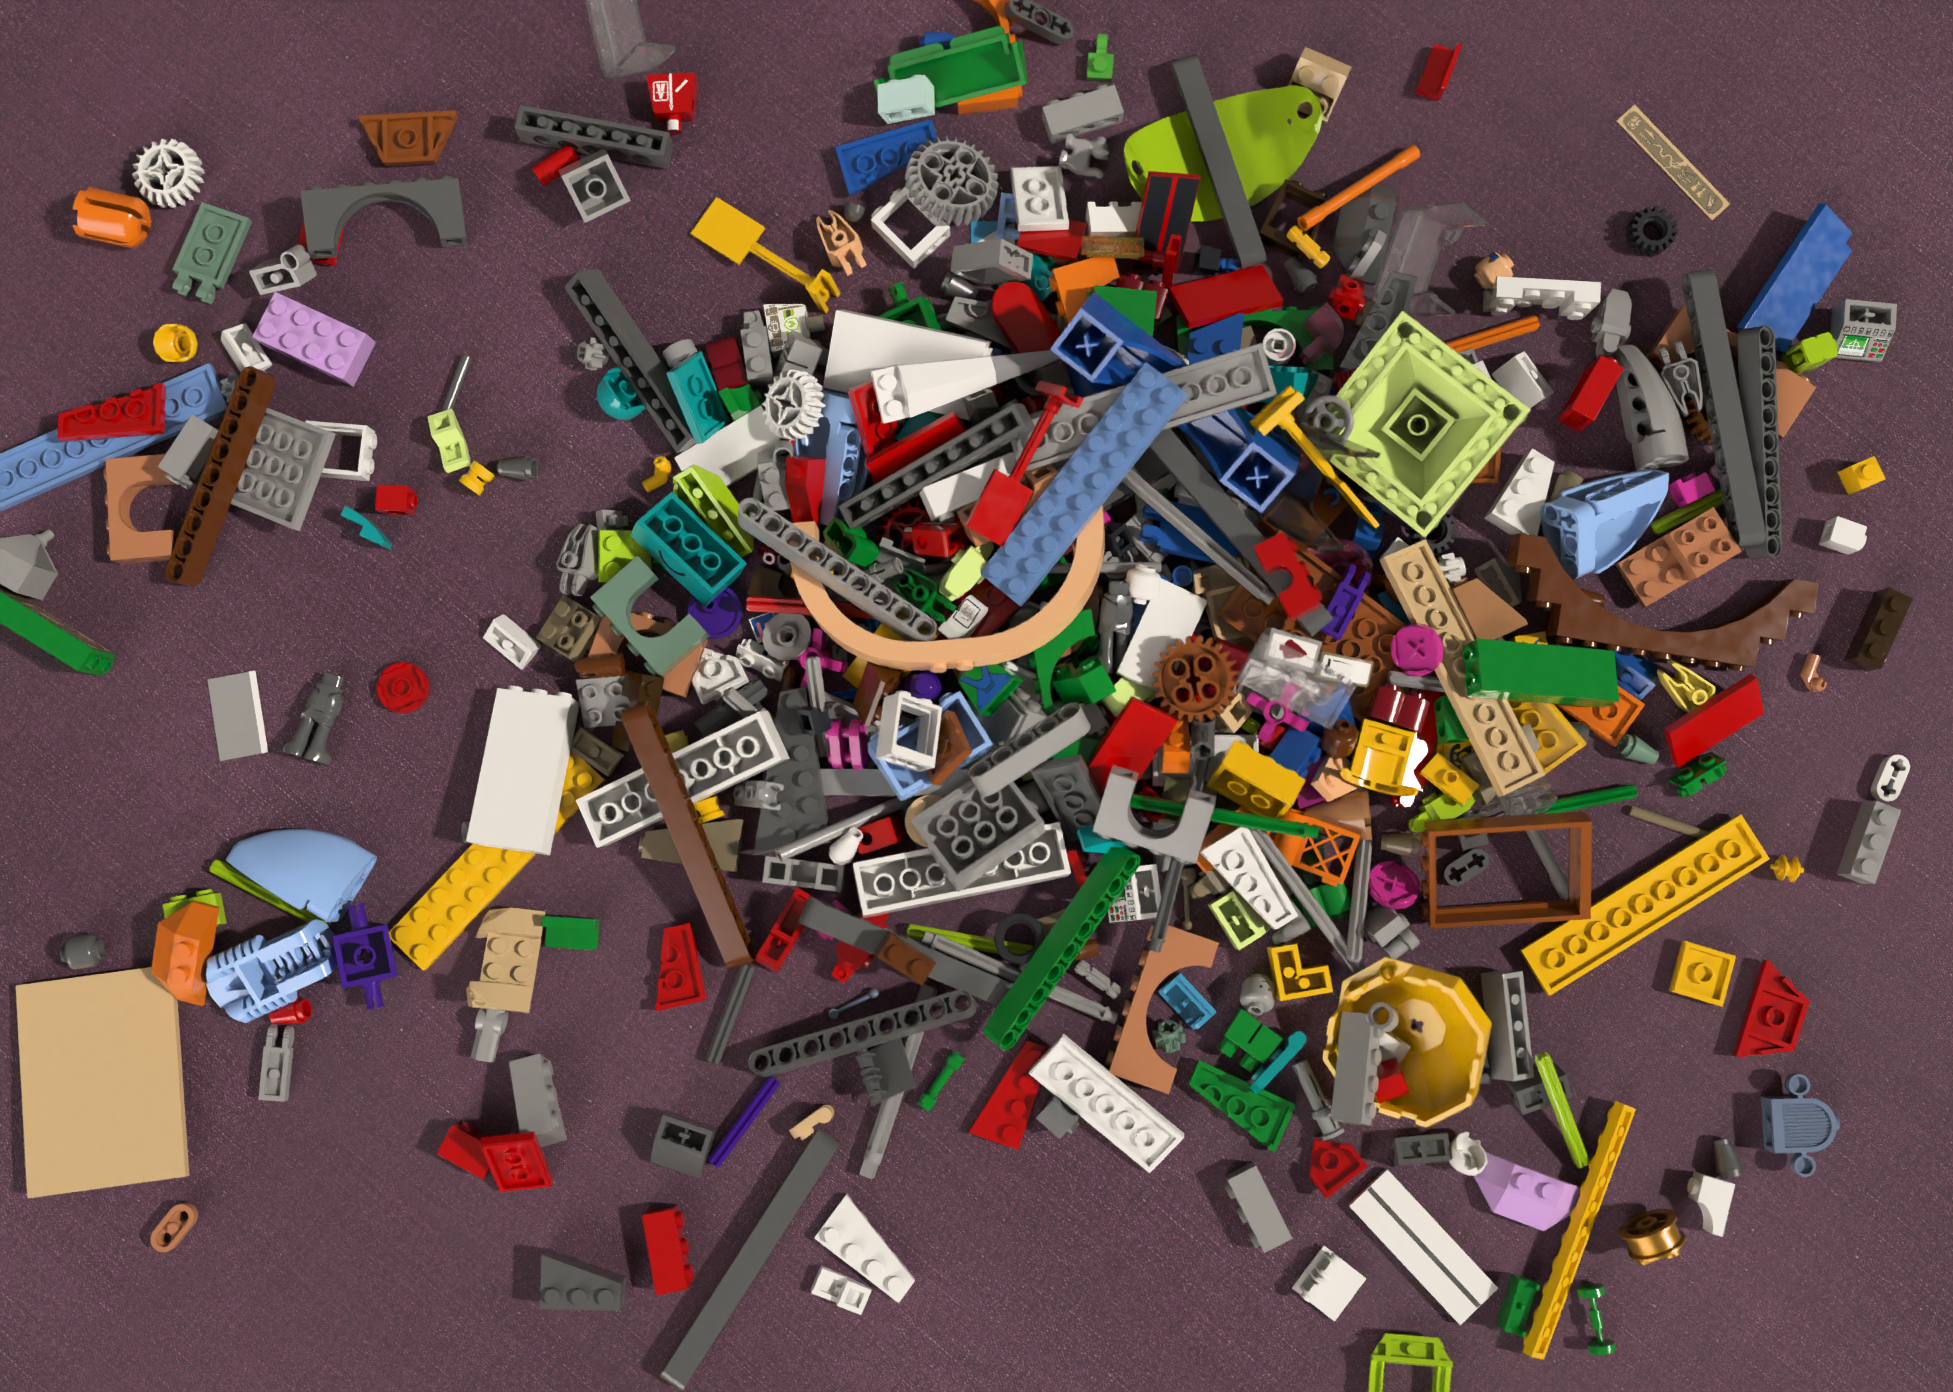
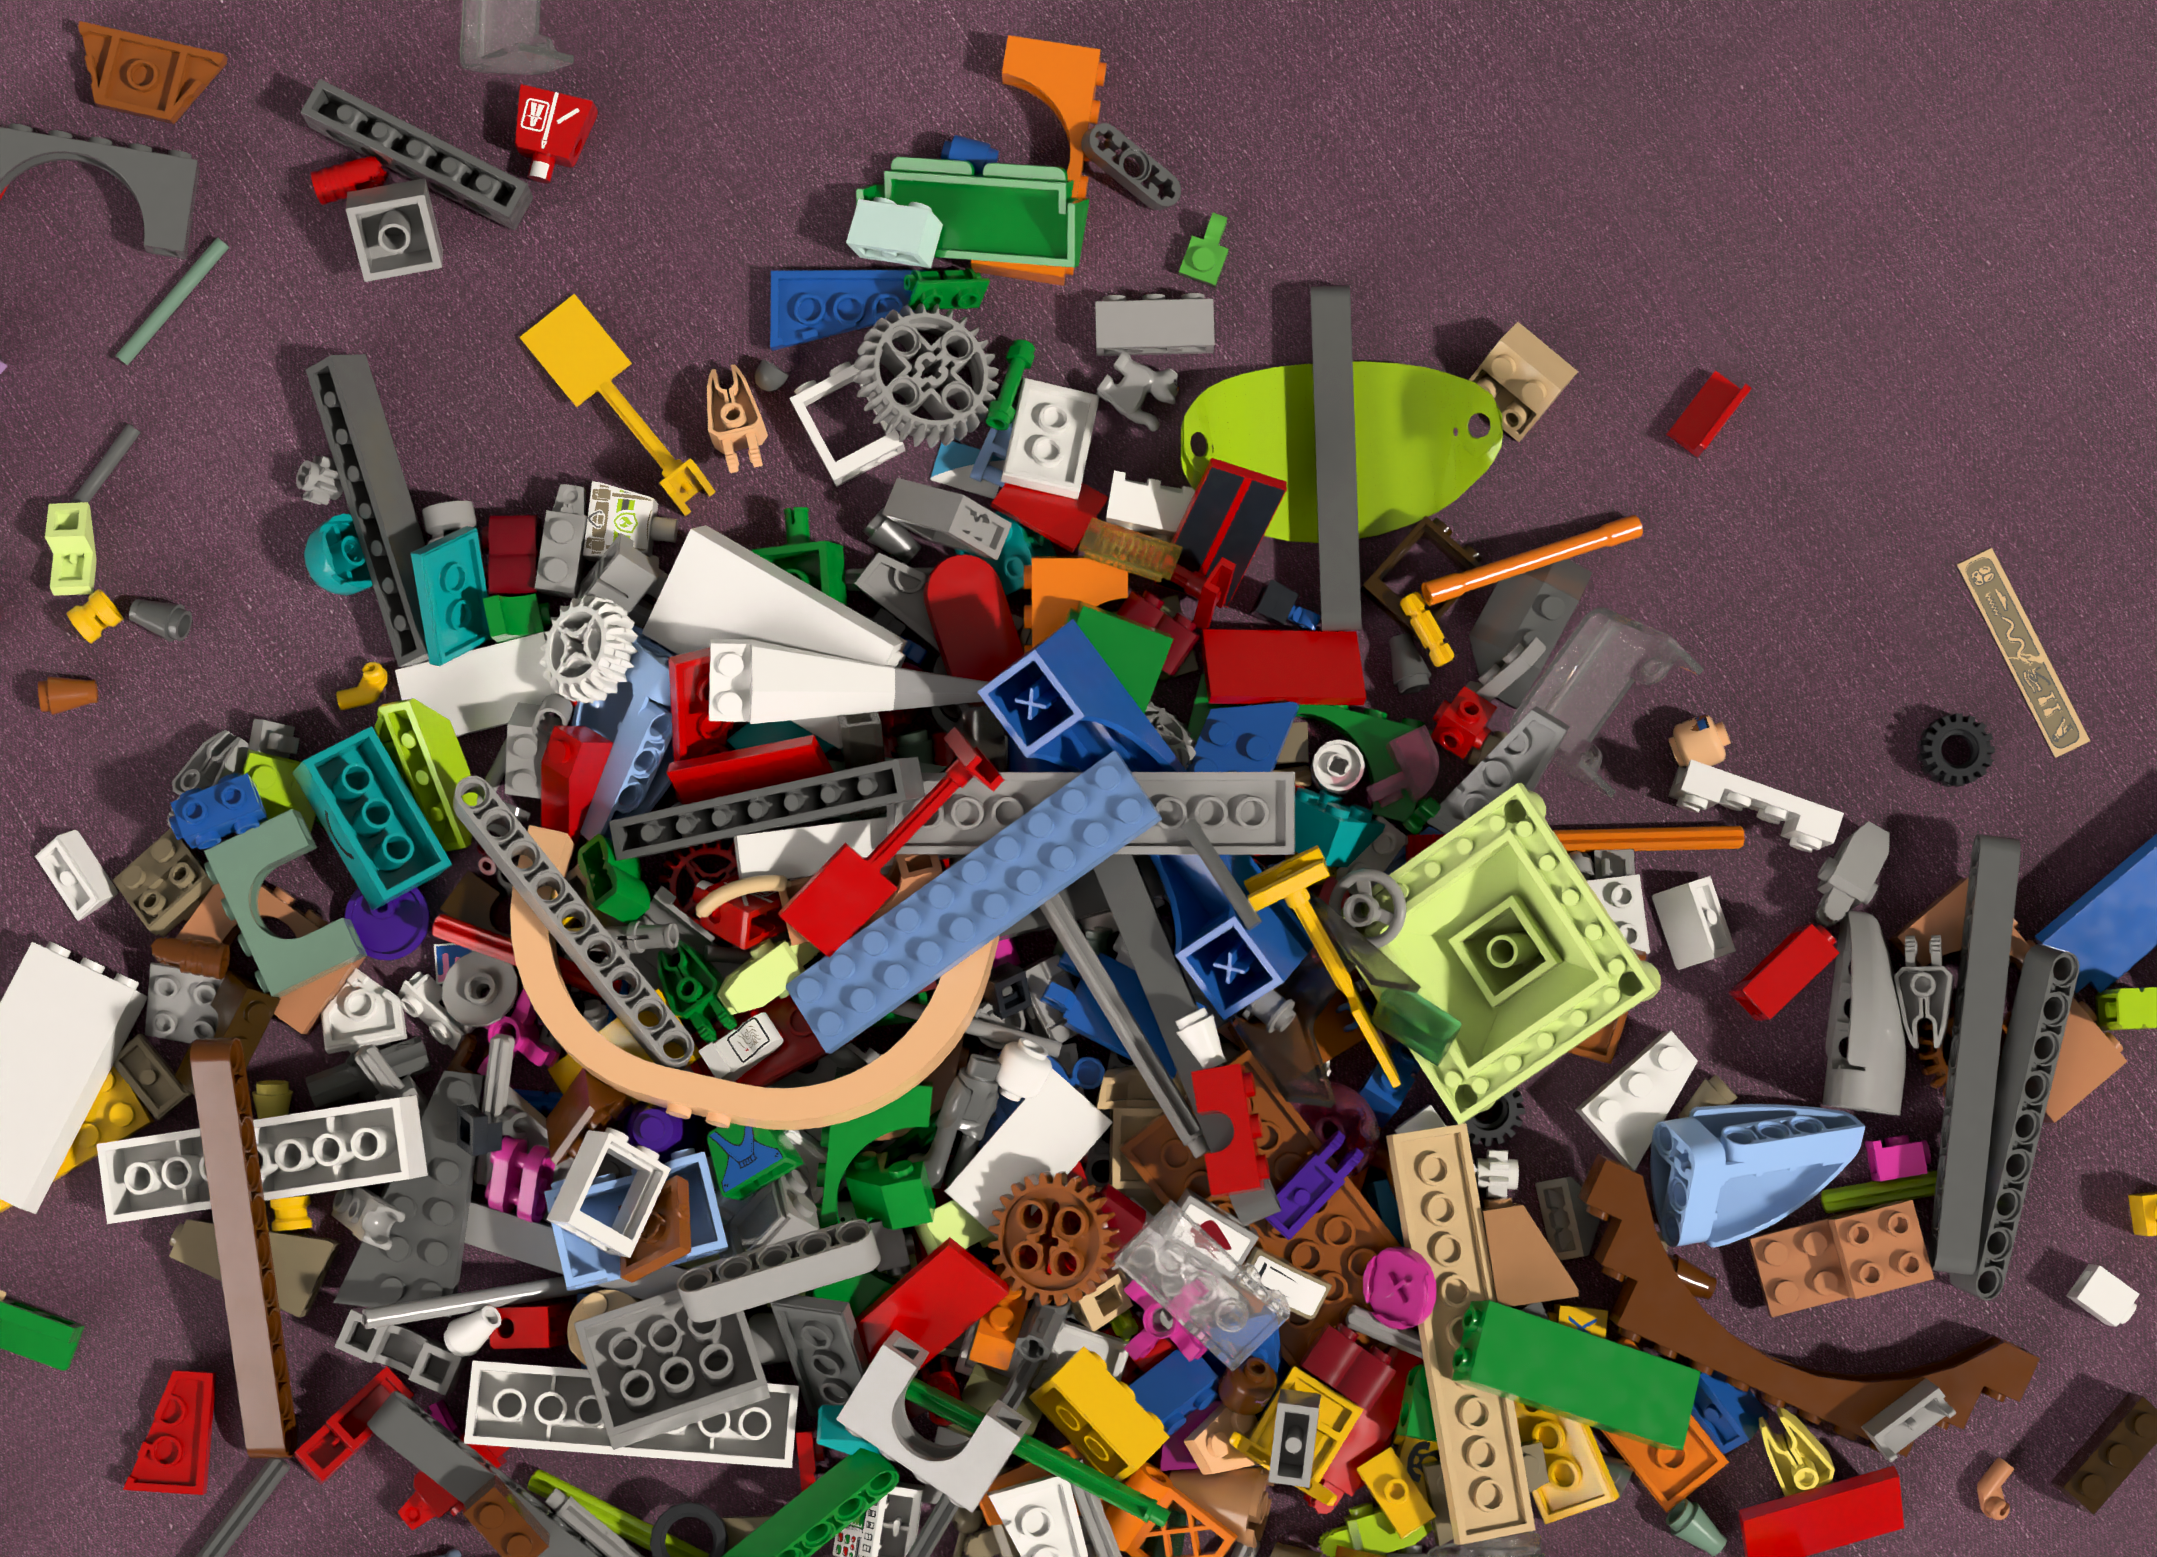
camera: 15 degrees right, 0 degrees up
(467, 272) = (172, 301): none -> sand green bar
(472, 531) = (64, 694): none -> dark orange cone
(591, 570) = (218, 811): none -> blue brick
(933, 519) = (739, 888): none -> tan piece
(950, 125) = (957, 291): none -> green hinge
(1004, 190) = (1020, 357): none -> green bar
(1236, 419) = (1221, 874): none -> dark grey bar
(1252, 526) = (1201, 1037): none -> white cone
(1286, 503) = (1272, 1011): none -> light grey brick
(1339, 359) = (1423, 812): none -> green bar
(1379, 482) = (1416, 1023): none -> clear green slope
(1380, 760) = (1294, 1438): none -> light grey brick
(1751, 641) = (1907, 1419): none -> light grey hinge

